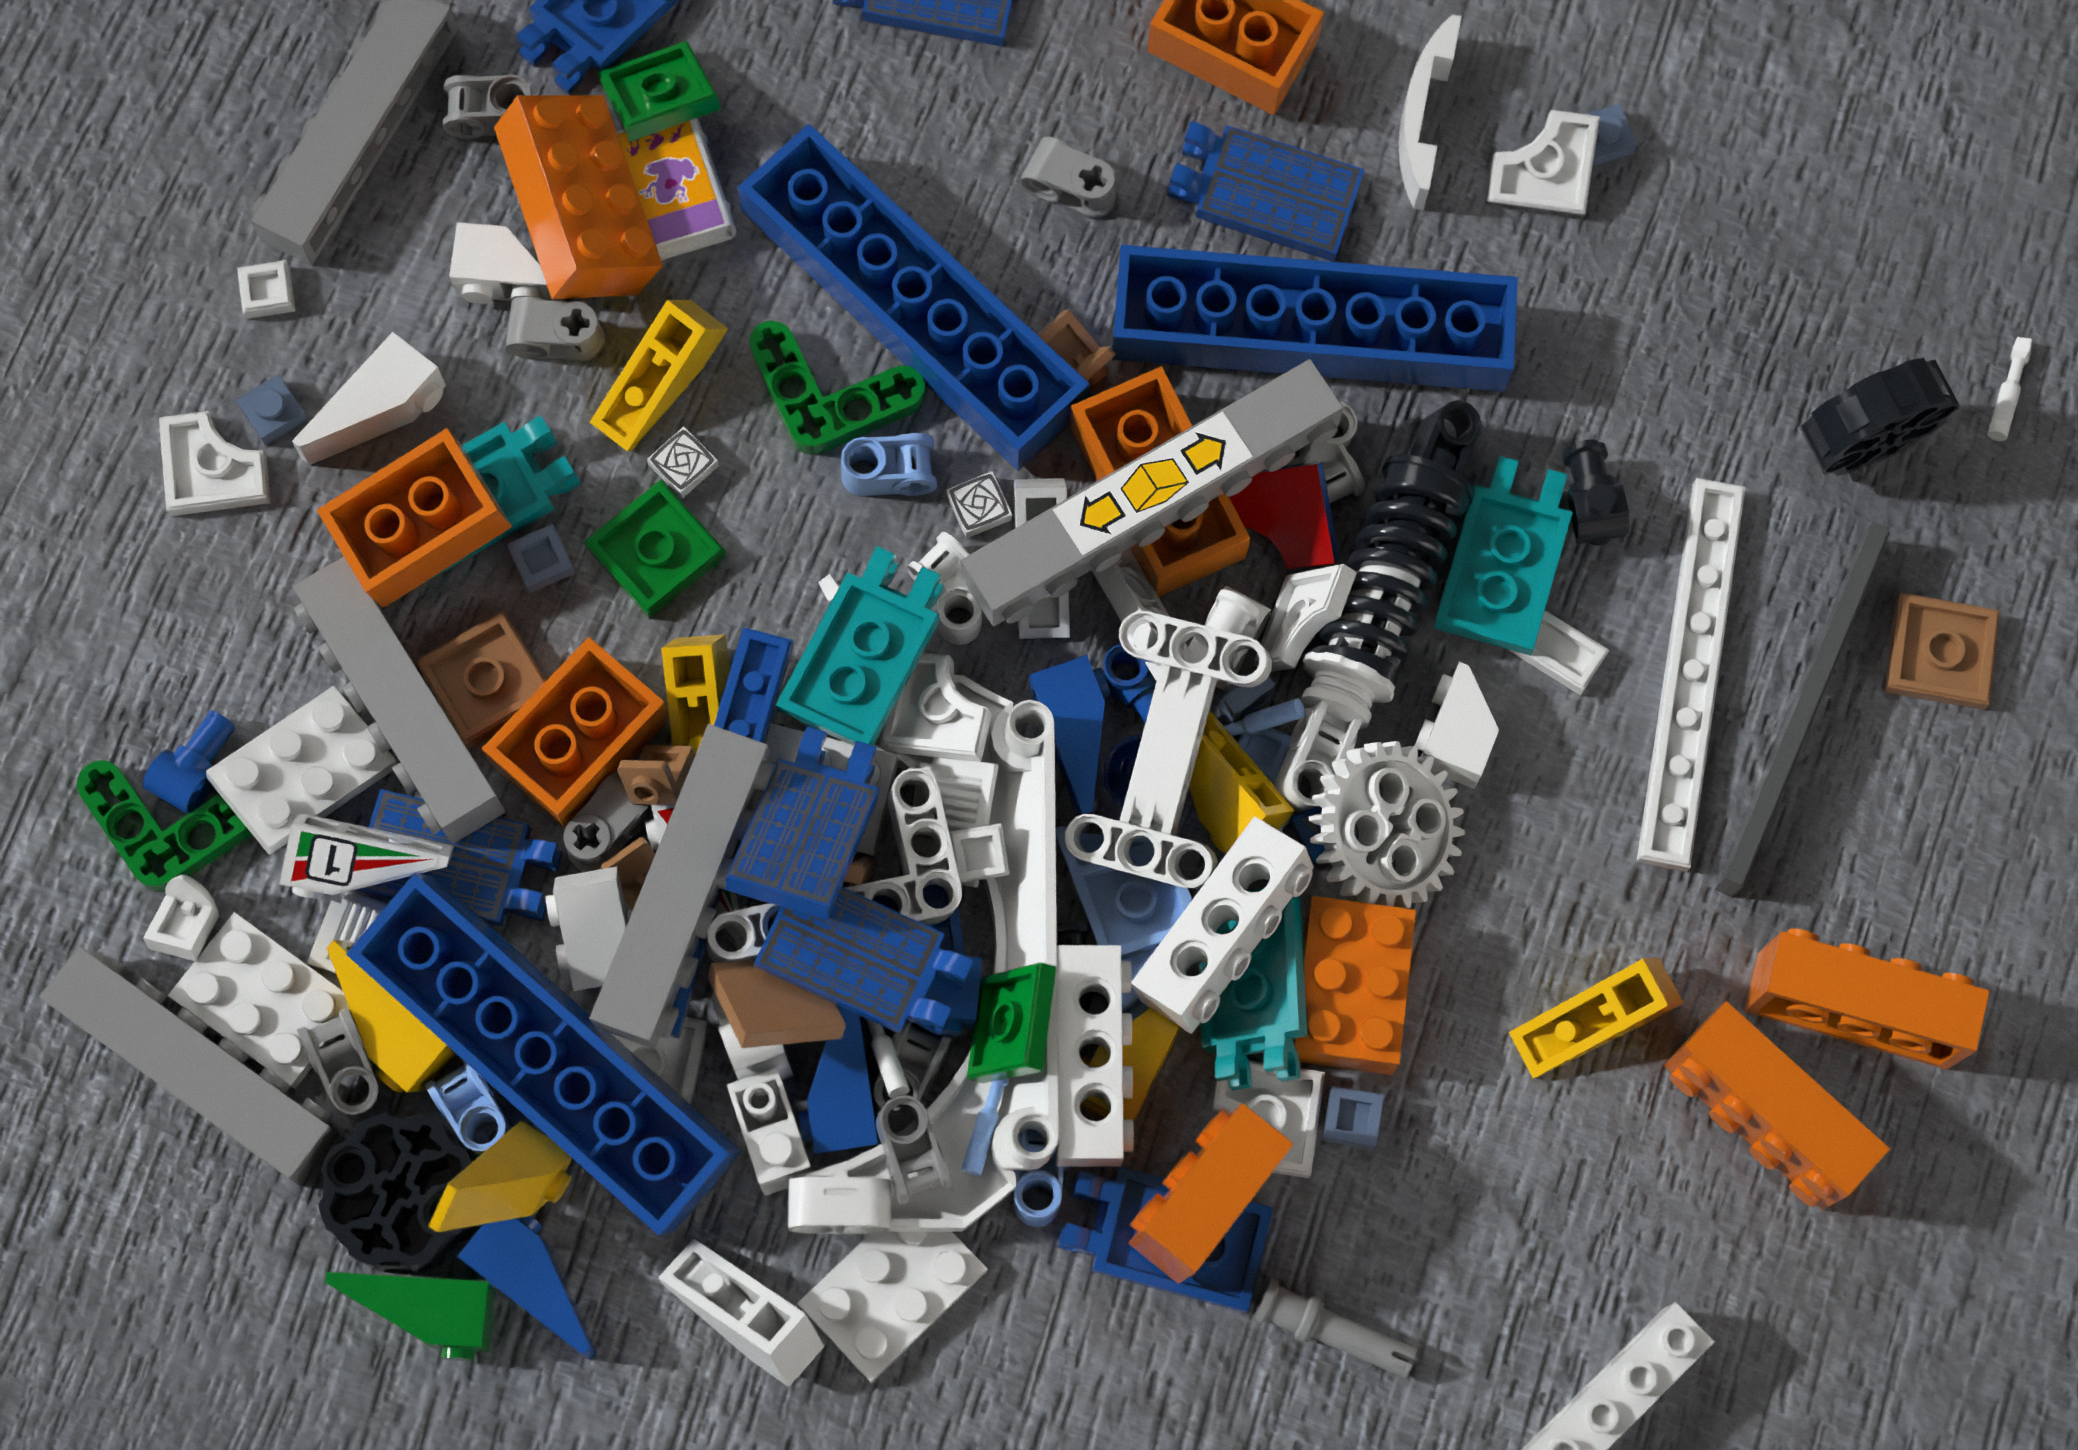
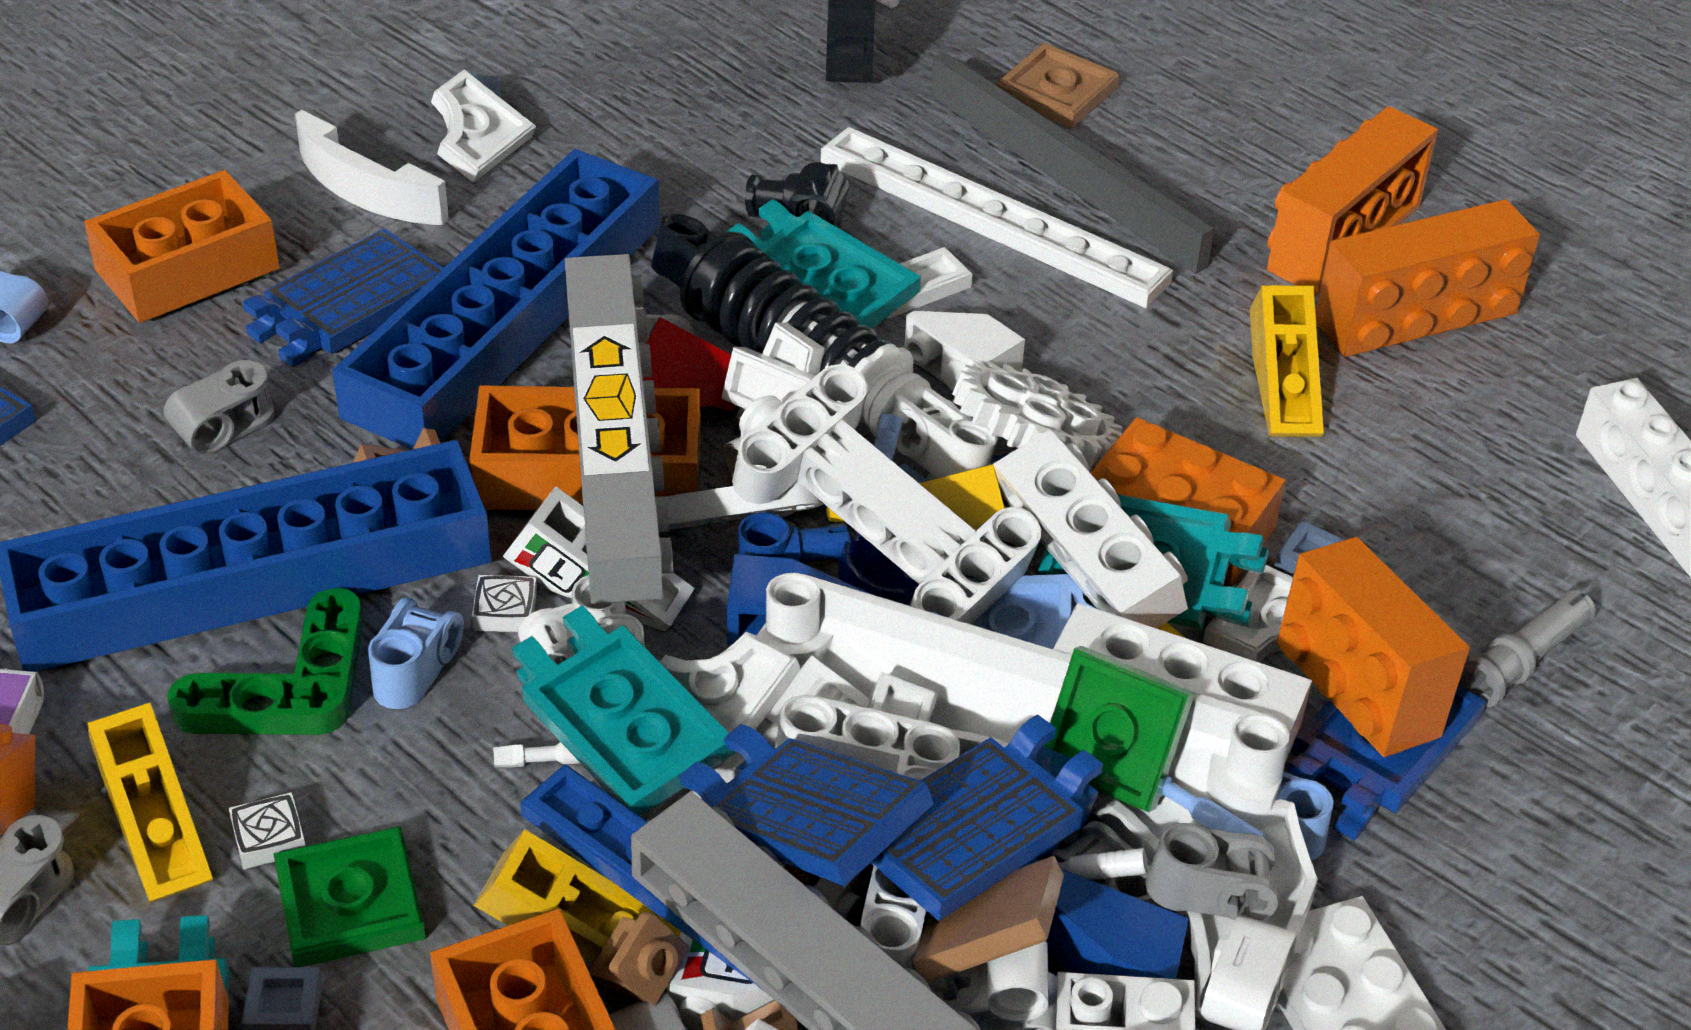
camera: 65 degrees left, 30 degrees down
(1292, 596) = (757, 375): none -> white tile

